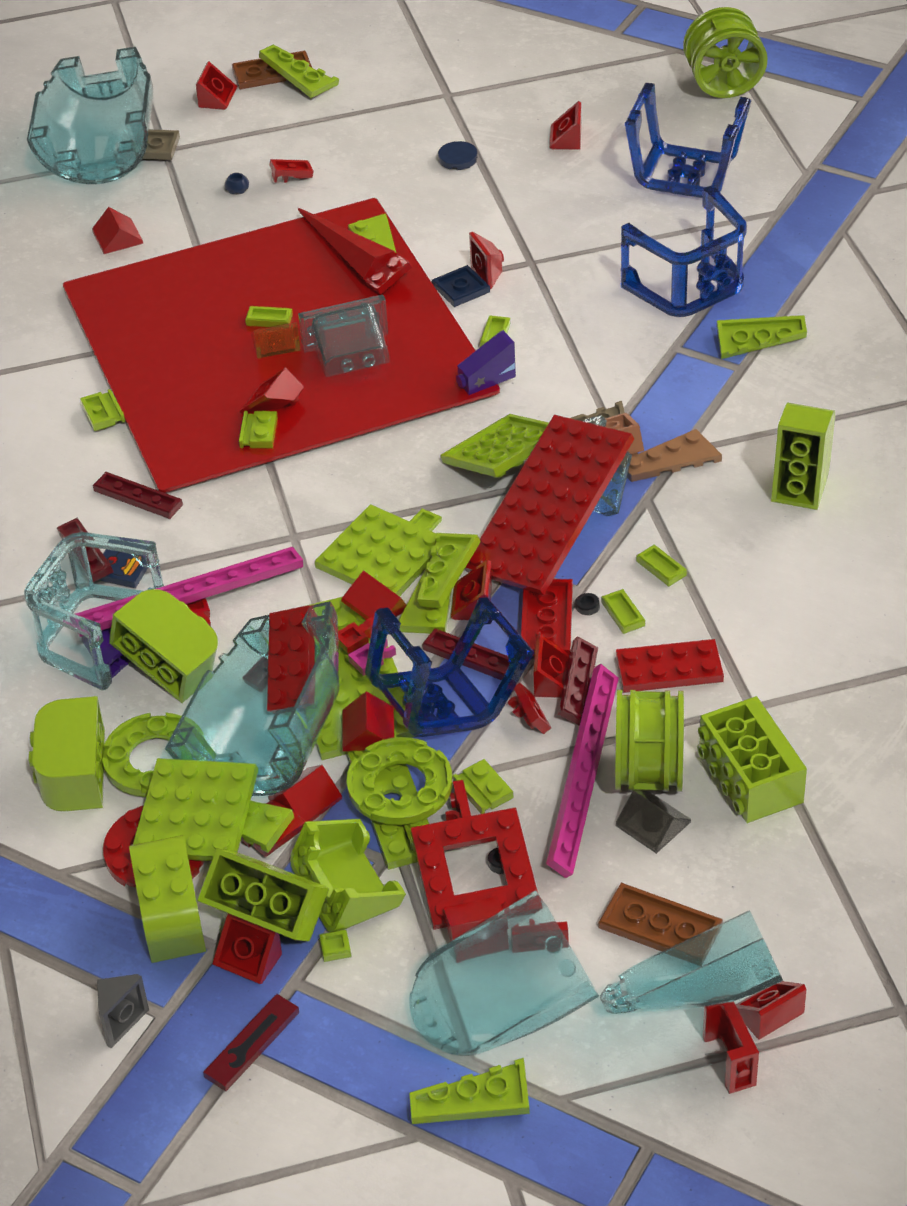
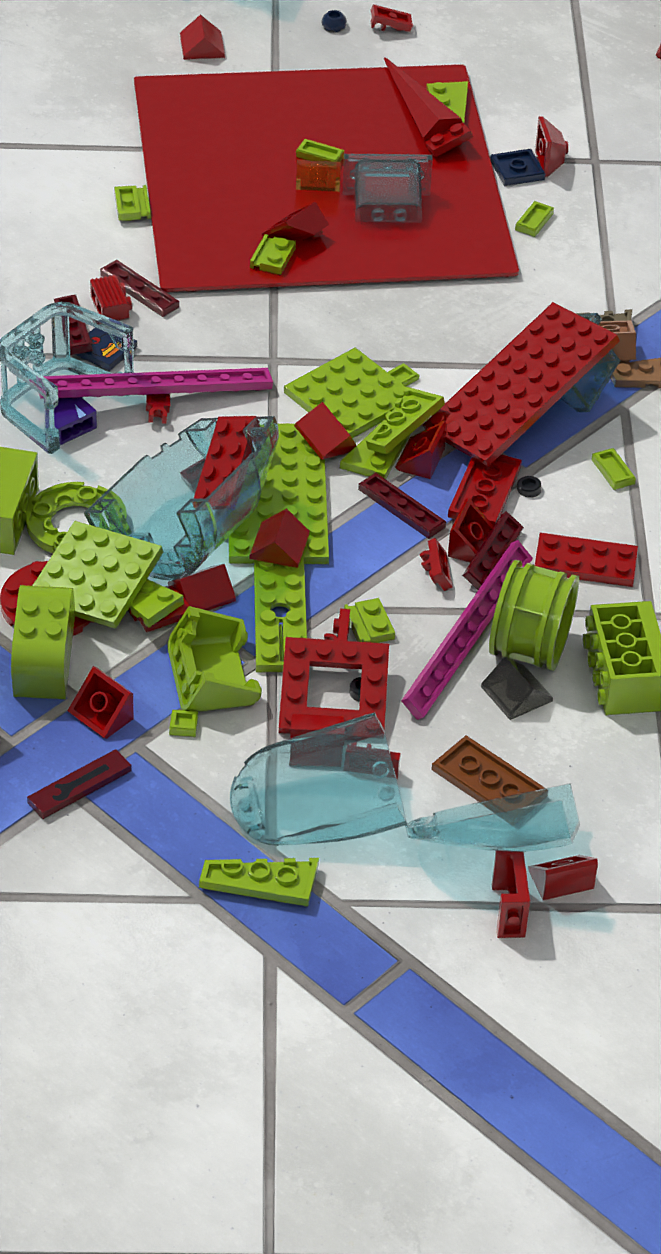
camera: 10 degrees right, 0 degrees up
(113, 513) = (110, 297): none -> red brick
(165, 641) = (116, 419): lime brick -> none
(263, 894) = (129, 658): lime brick -> none
(354, 636) = (295, 460): red plate -> none
(359, 657) = (302, 482): dark pink plate -> none
(395, 751) = (298, 569): lime plate -> none
(420, 708) = (328, 526): clear blue windscreen -> none
(457, 154) = (561, 42): dark blue tile -> none
(488, 365) = (513, 245): dark purple slope -> none
(497, 446) = (493, 322): lime plate -> none
(623, 611) = (560, 501): lime tile -> none

